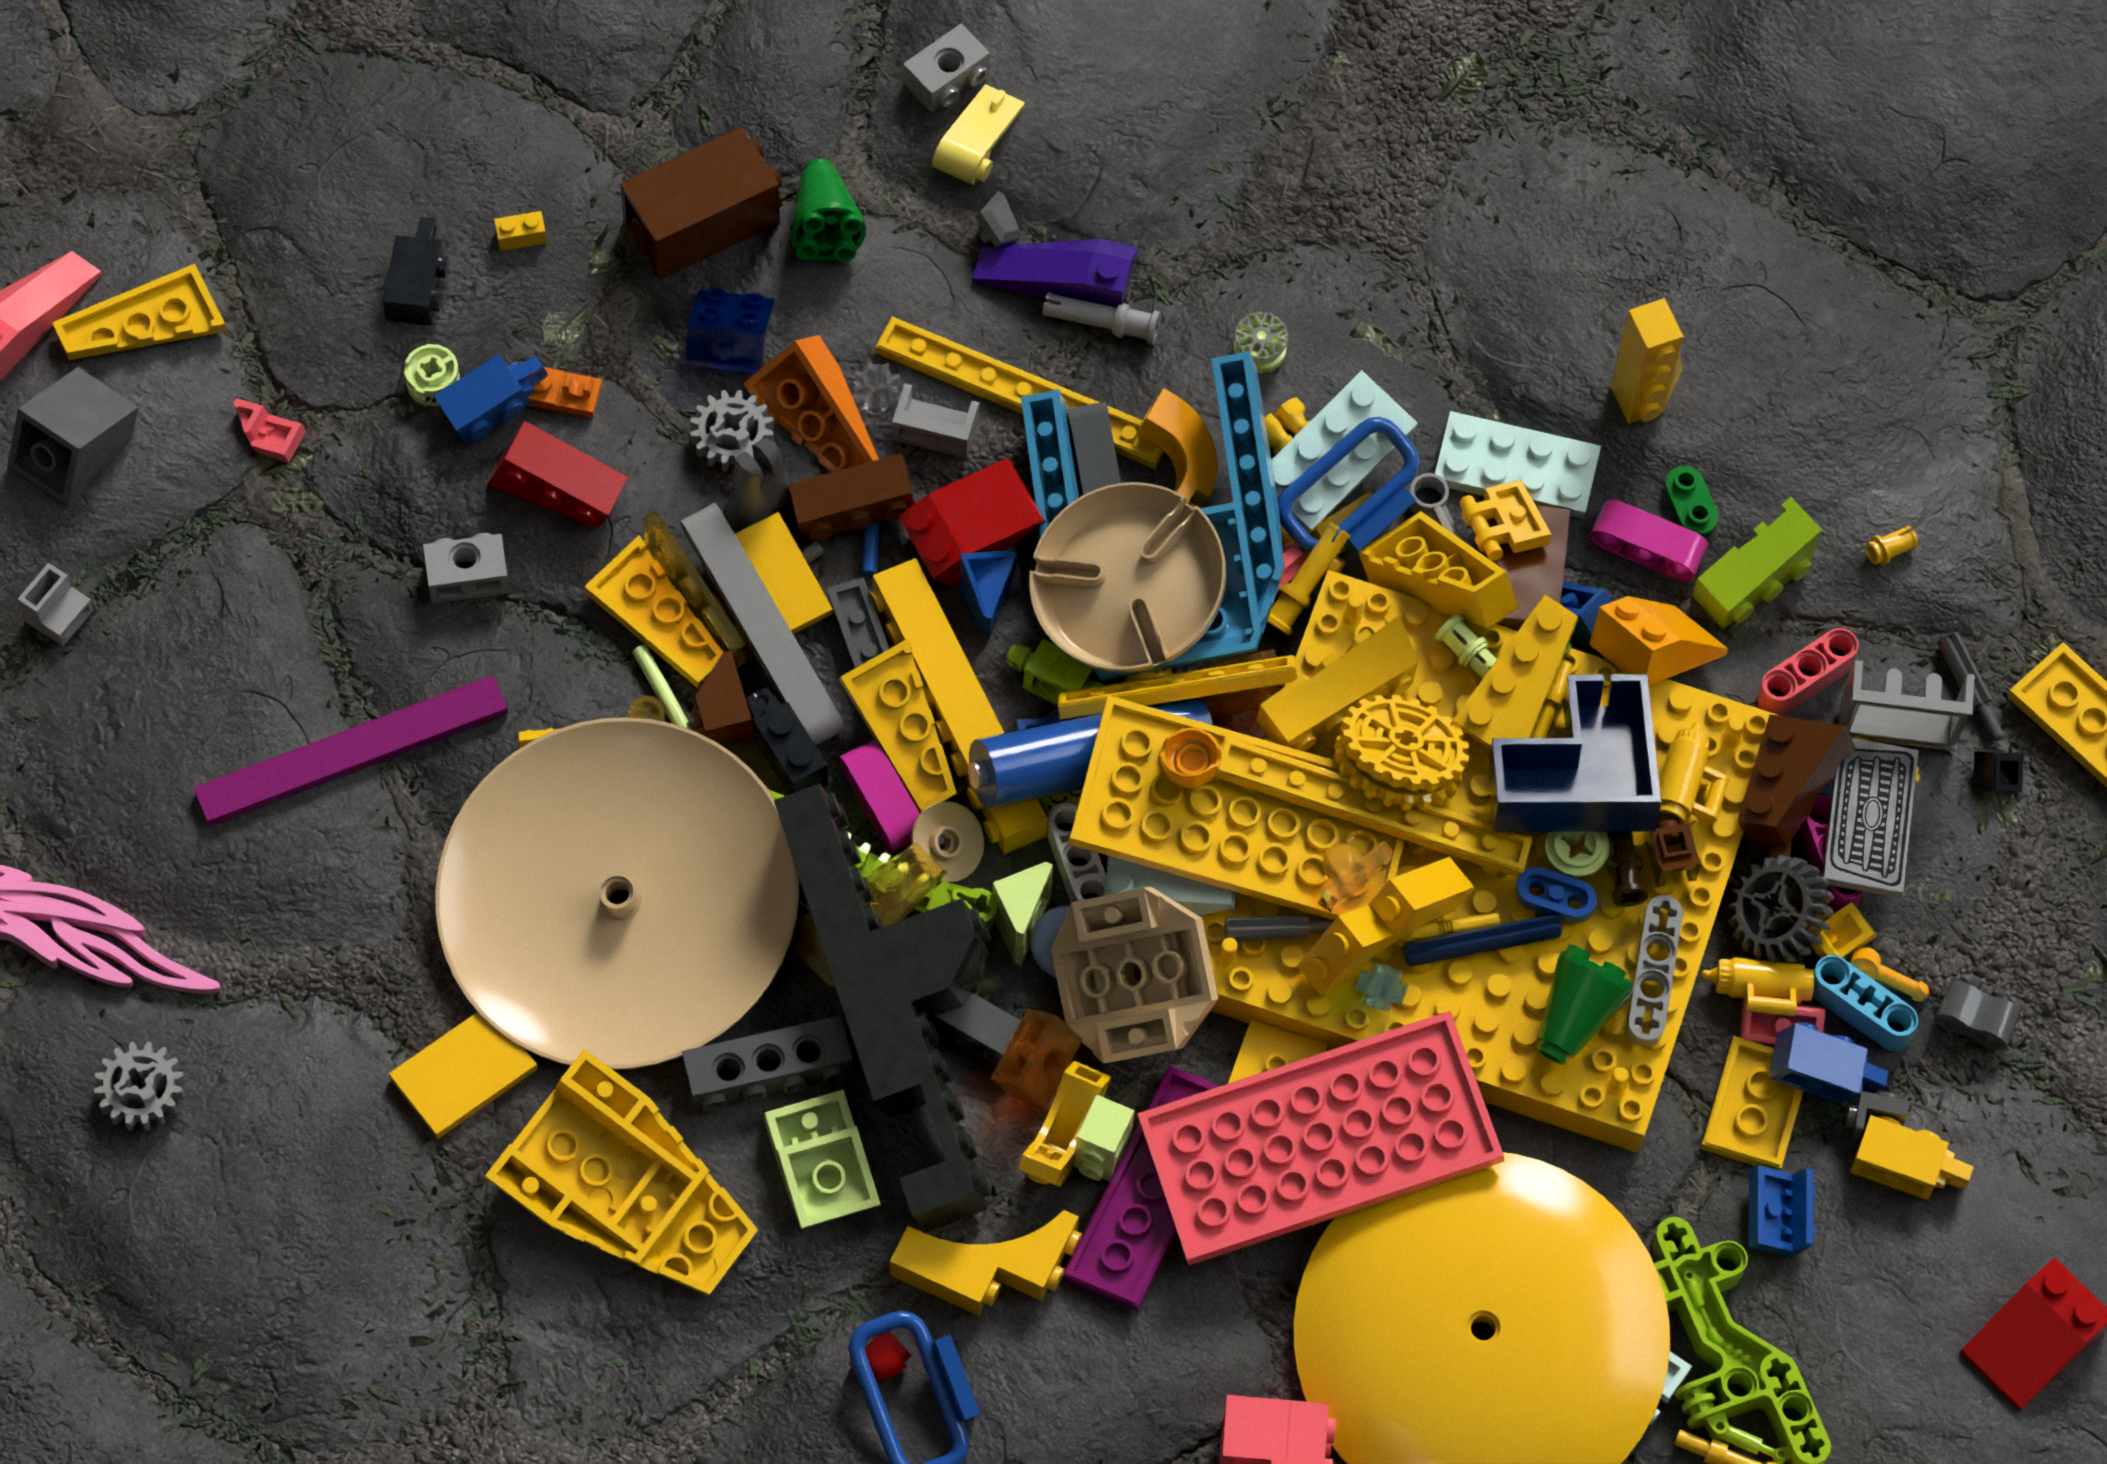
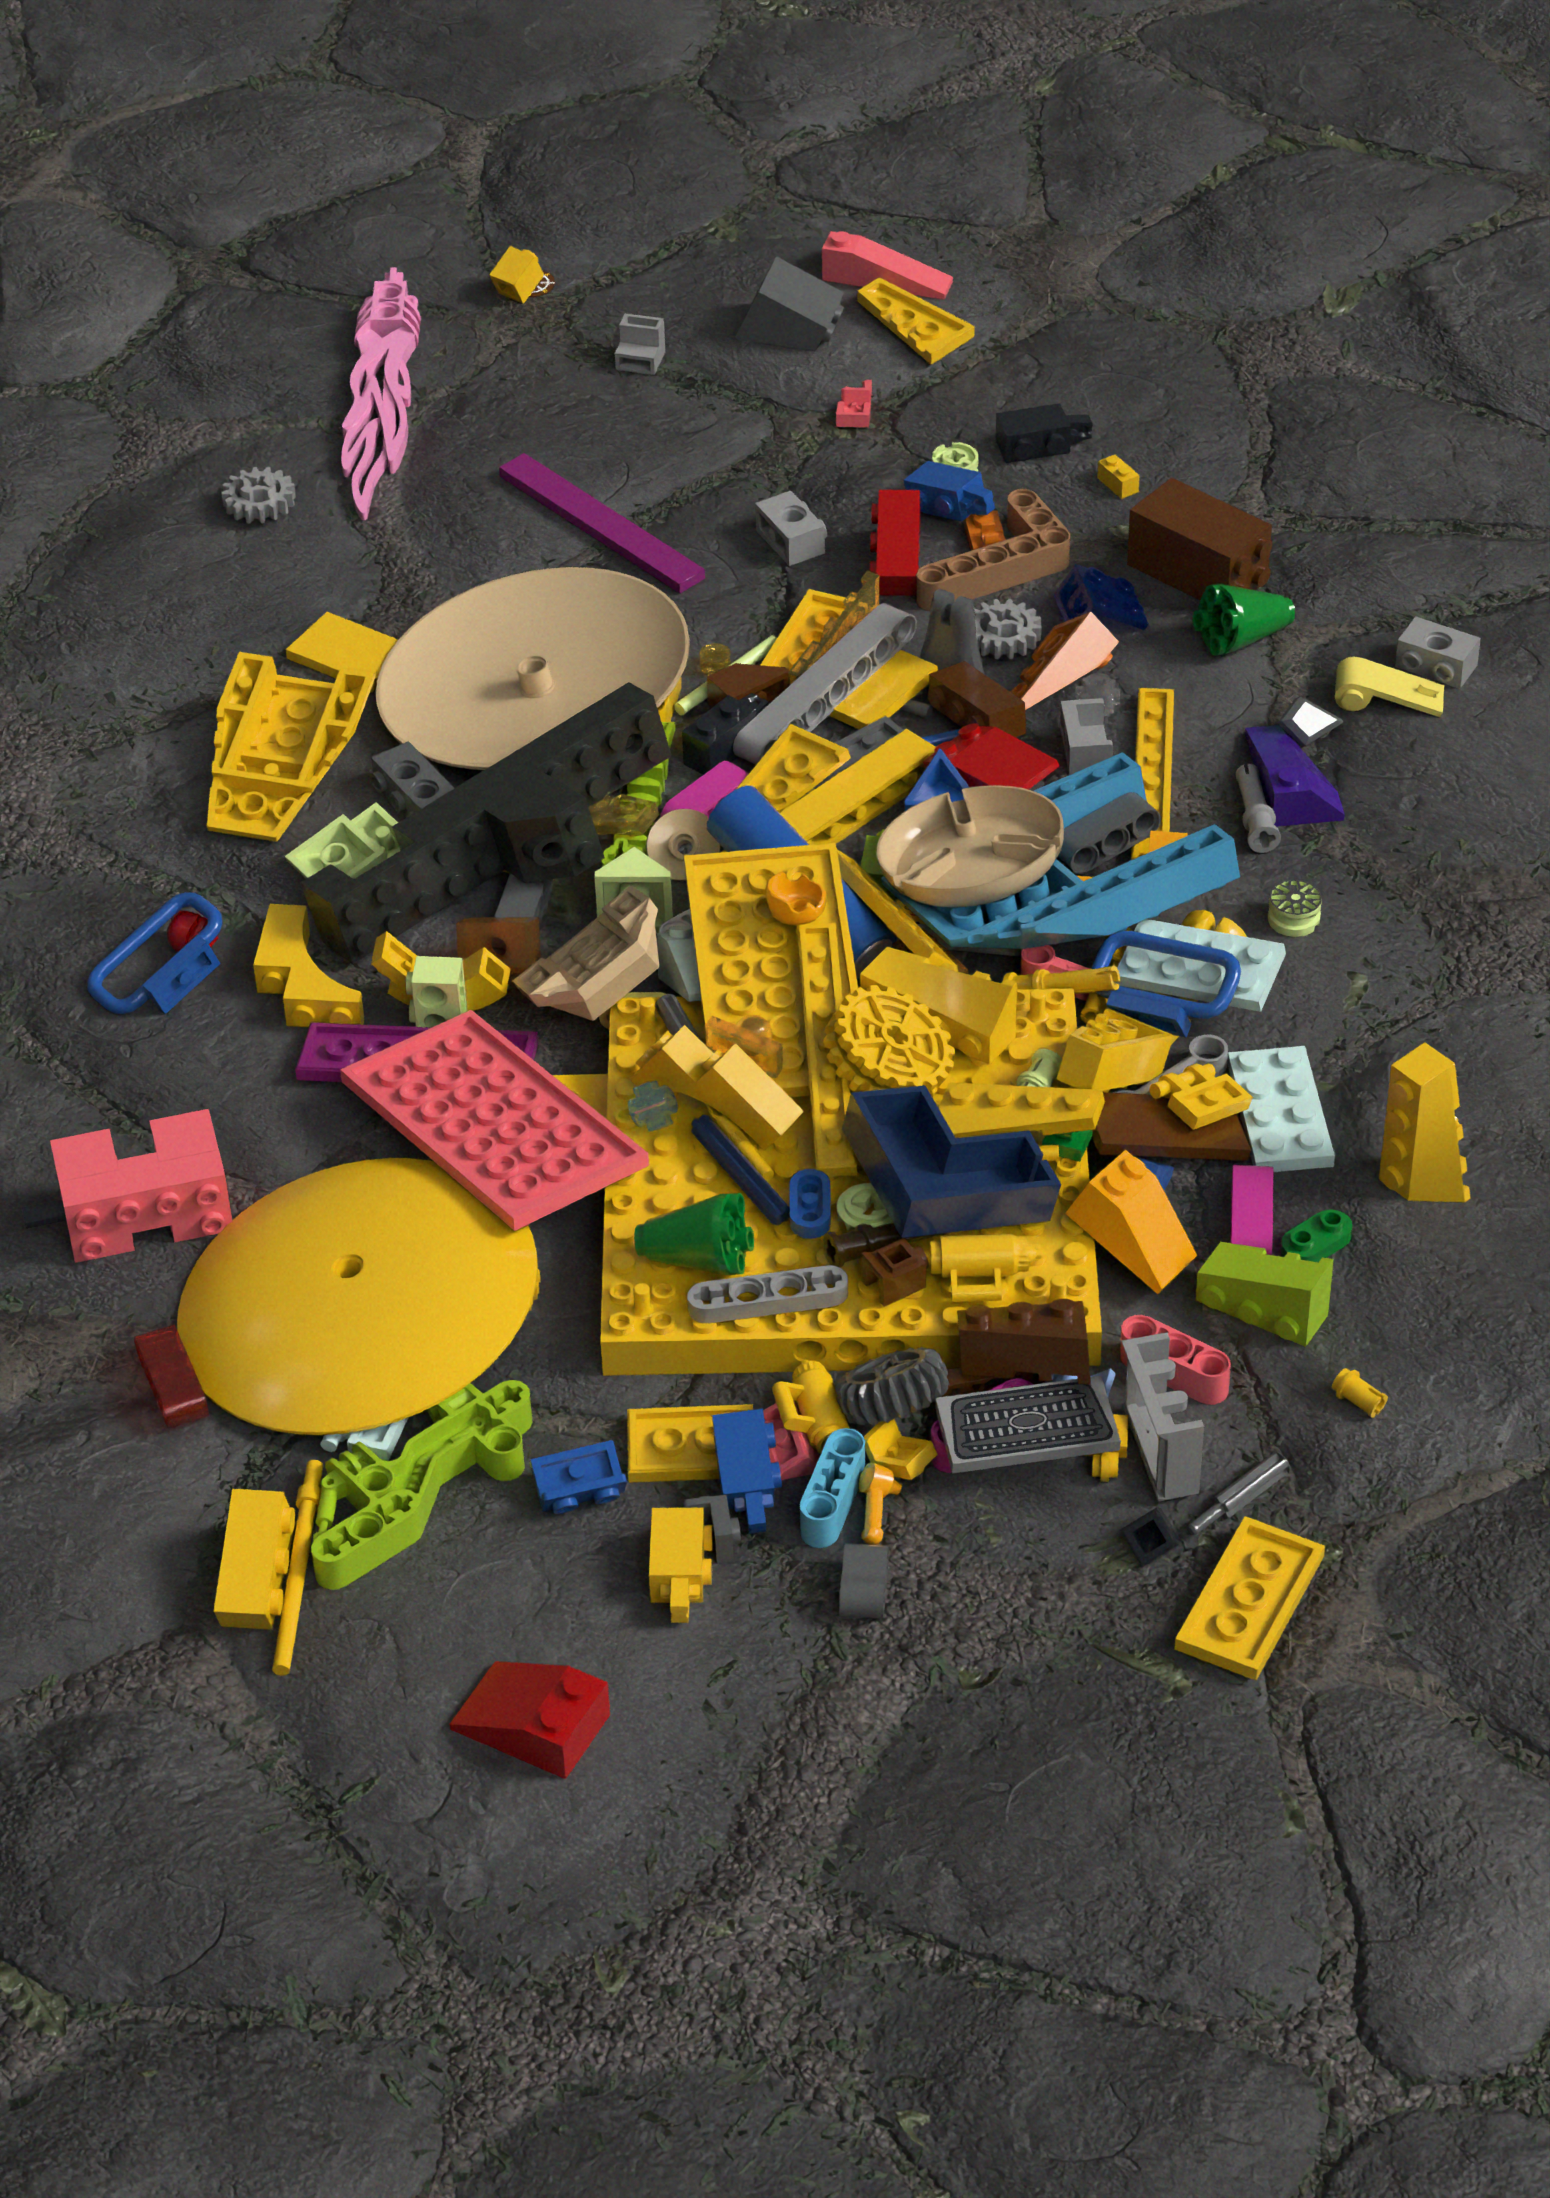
camera: 75 degrees right, 20 degrees down
(623, 386) = (1036, 551): none -> medium nougat beam

